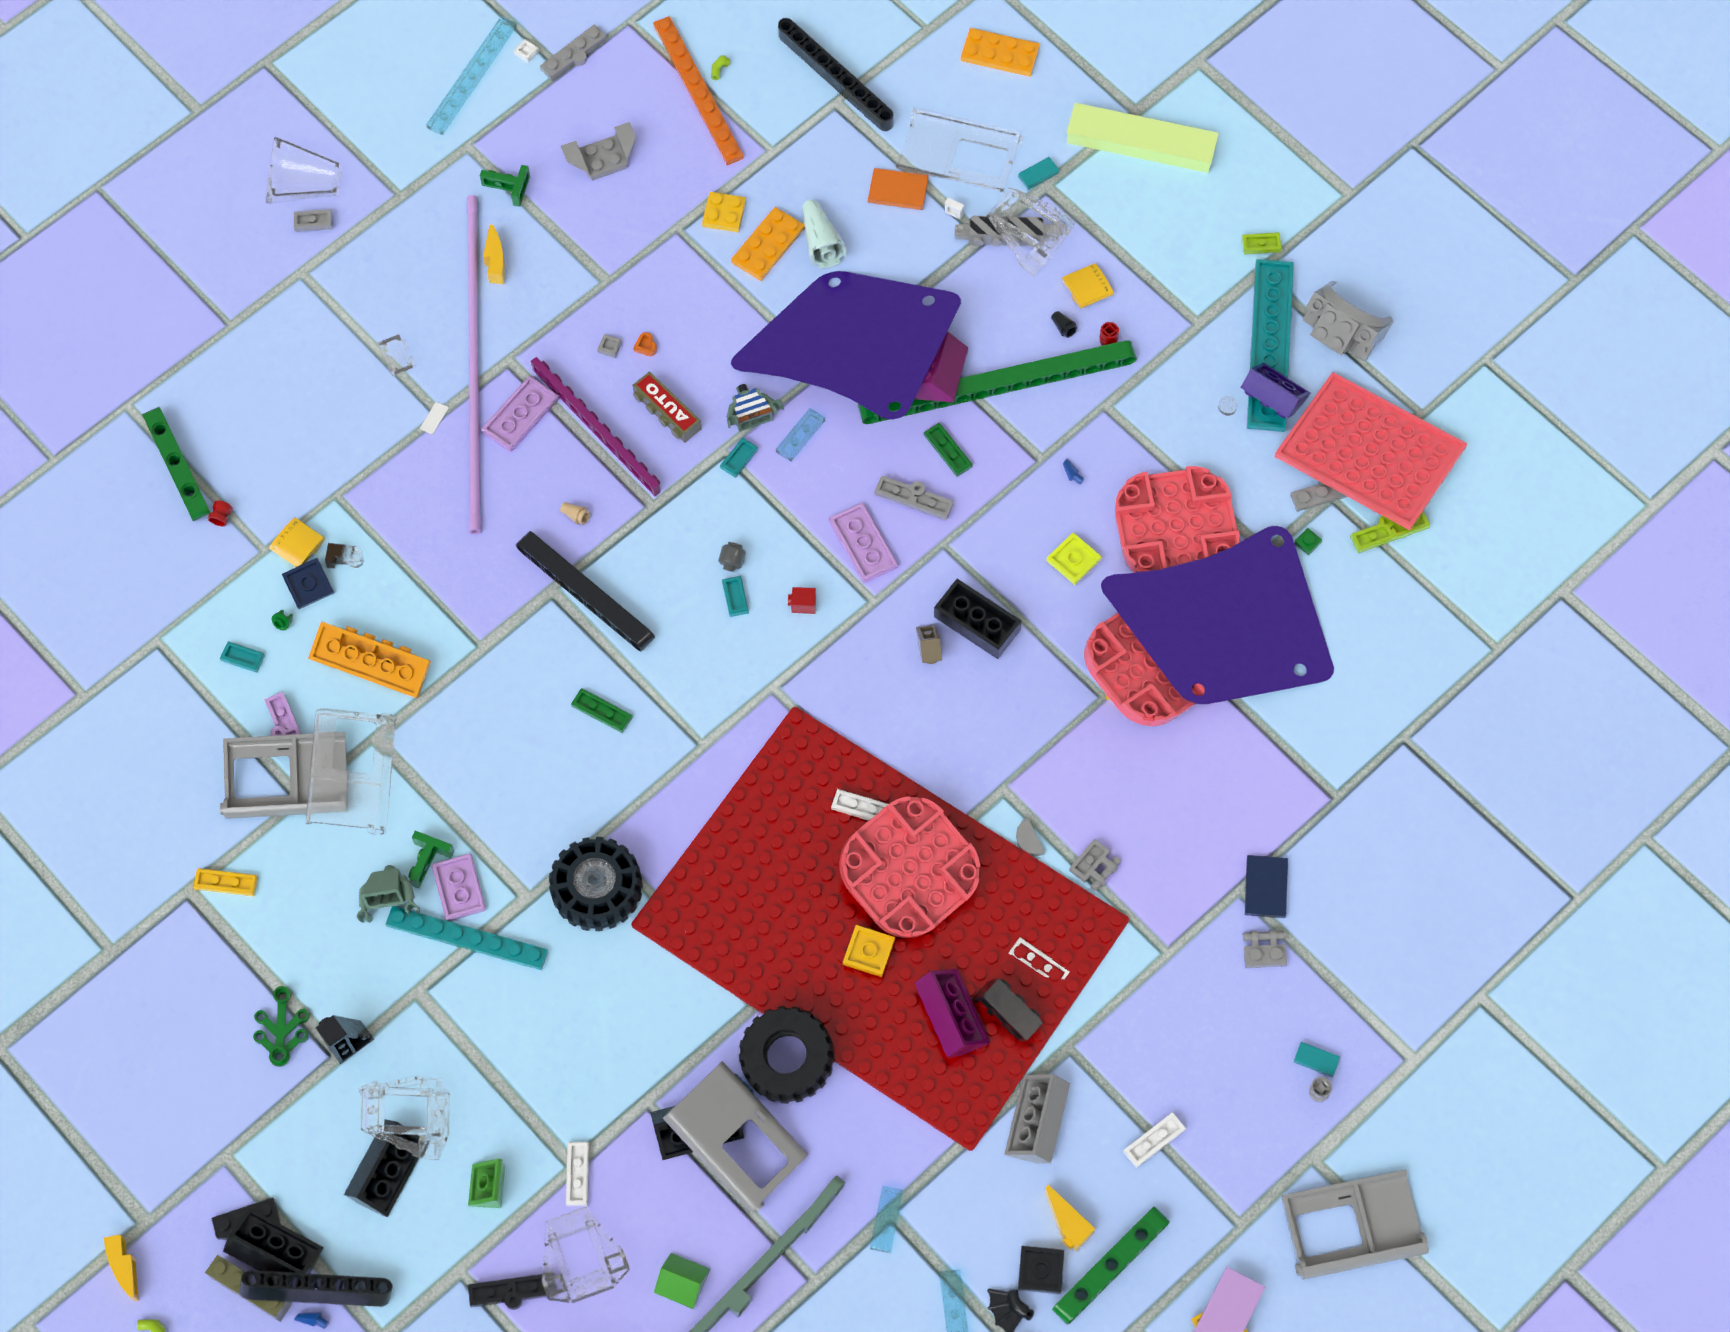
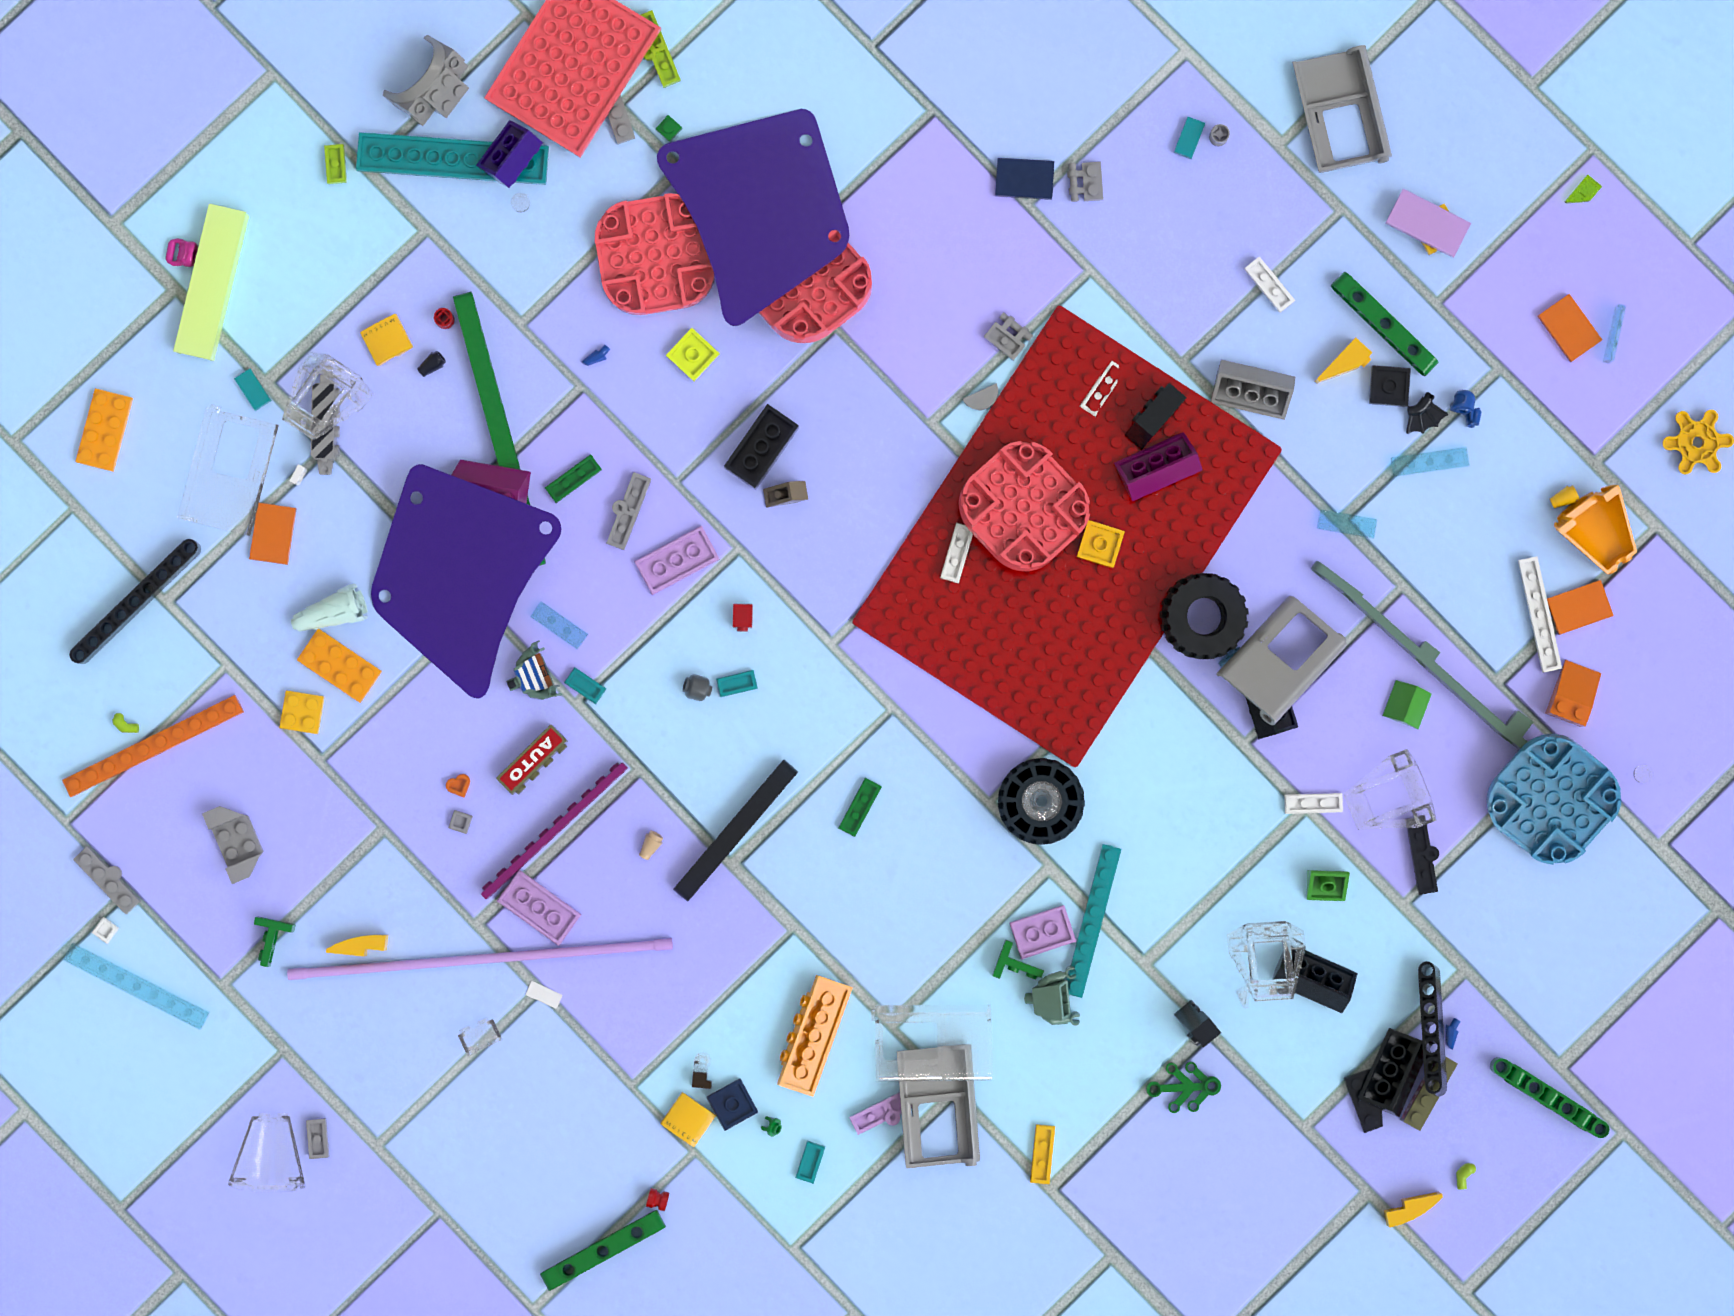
camera: 90 degrees left, 20 degrees up
(1169, 116) = (186, 253): none -> dark pink piece

